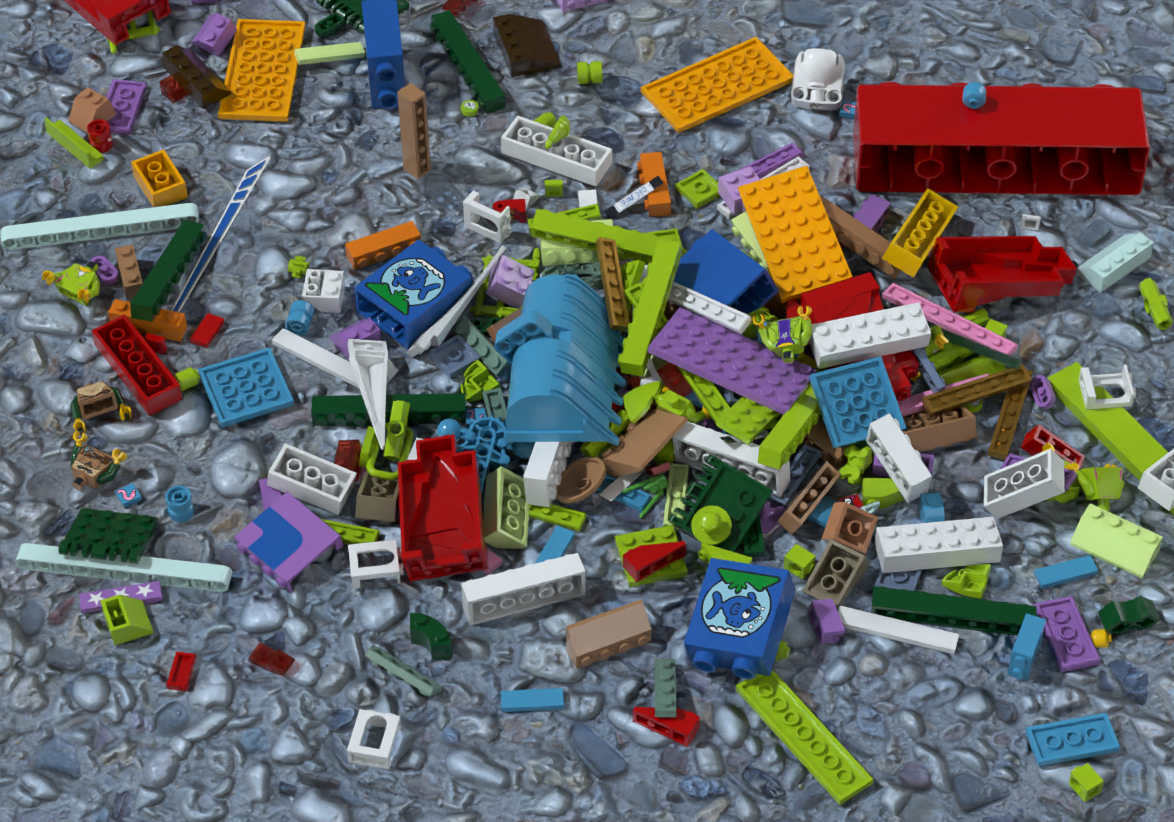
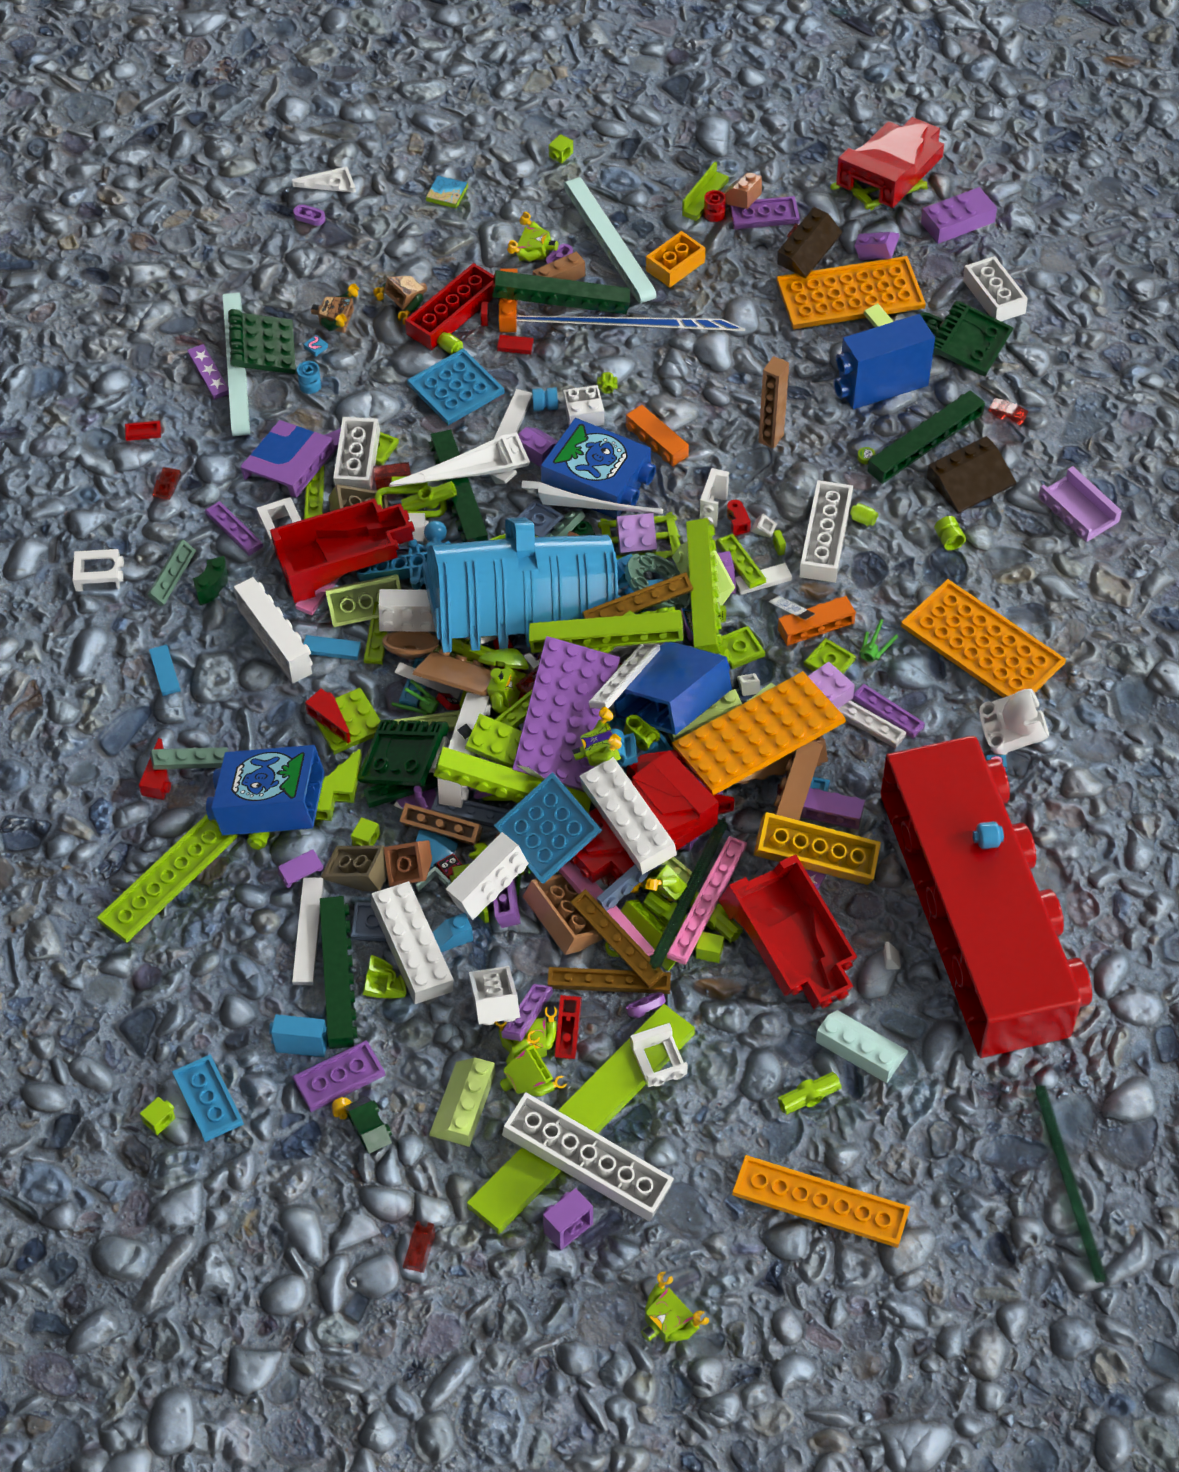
camera: 75 degrees right, 5 degrees up
(125, 618) = (180, 377): lime slope -> none
(359, 610) = (234, 528): none -> medium lavender tile
(559, 132) = (838, 518): lime piece -> none
(608, 634) = (238, 704): medium nougat slope -> none
(701, 157) = (870, 651): none -> bright green plant
(711, 525) = (377, 749): lime plate -> none
(1066, 572) = (416, 1063): dark azure tile -> none

